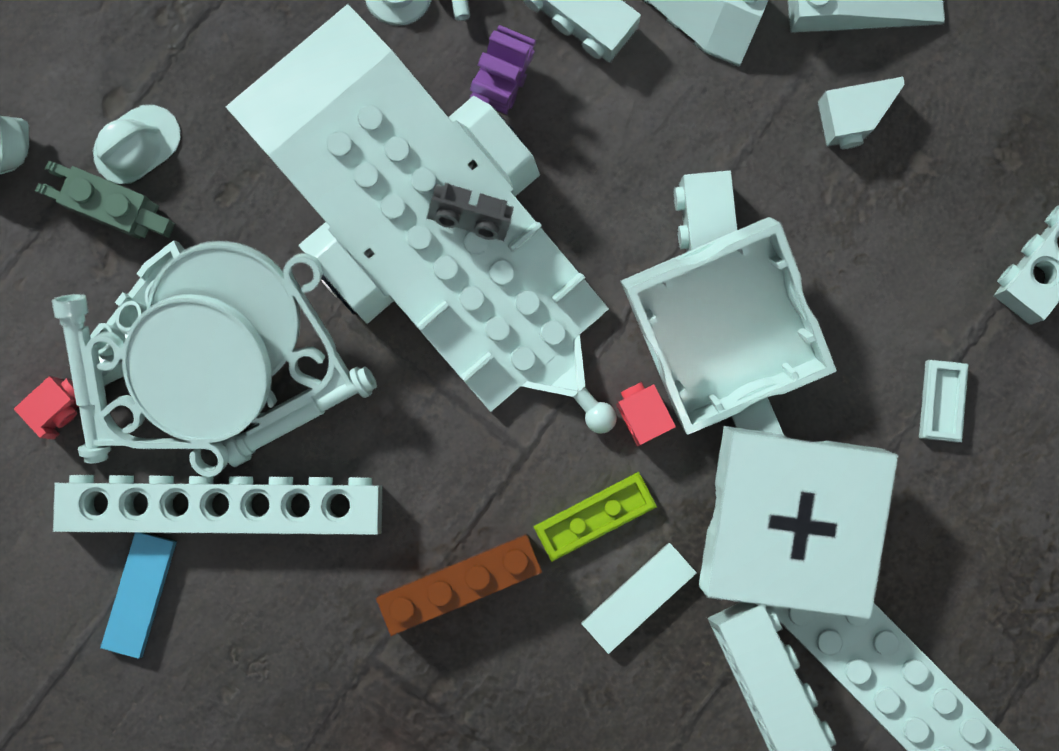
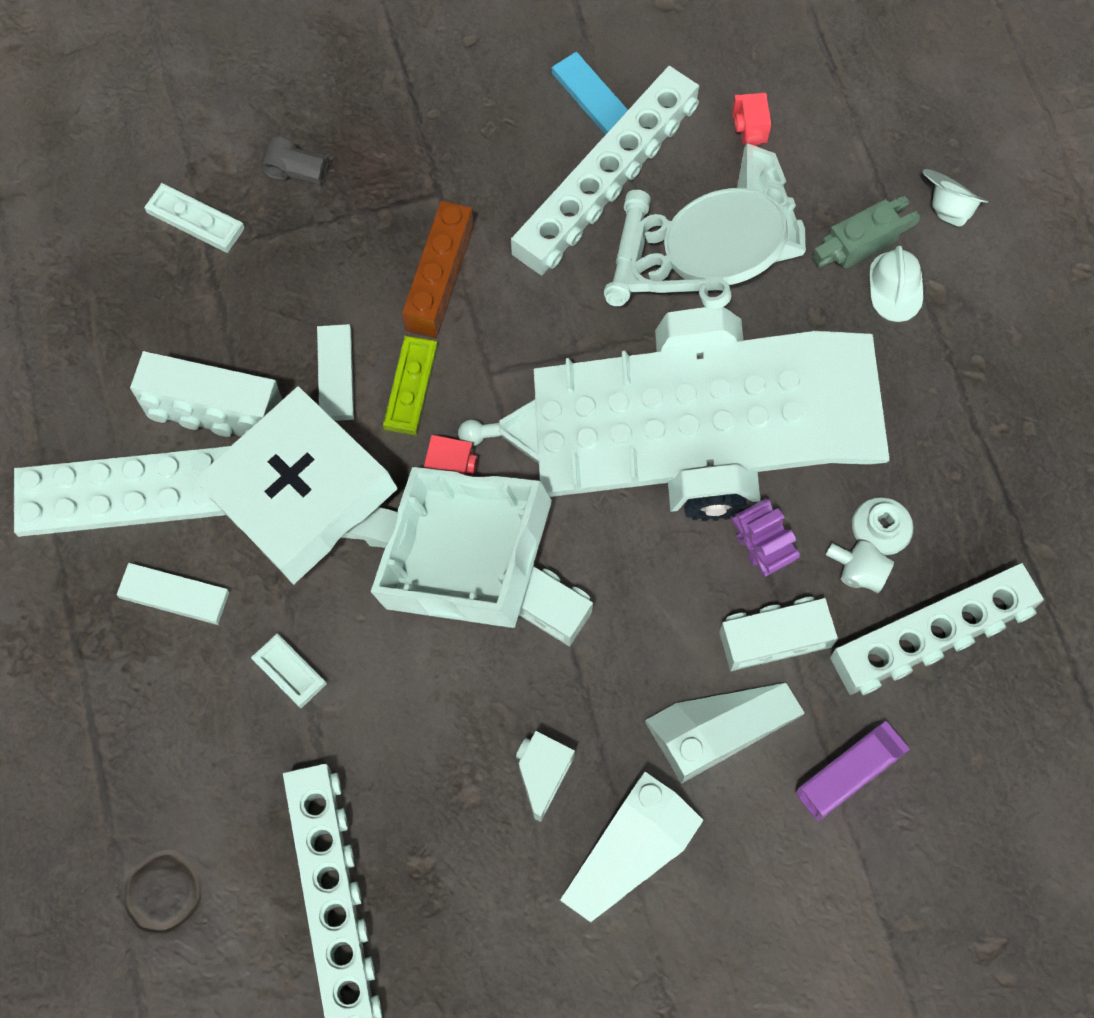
camera: 130 degrees right, 15 degrees down
(188, 370) = (713, 192): light aqua piece -> none
(487, 219) = (664, 438): dark grey hinge -> none
(962, 563) = (173, 593): none -> light aqua tile

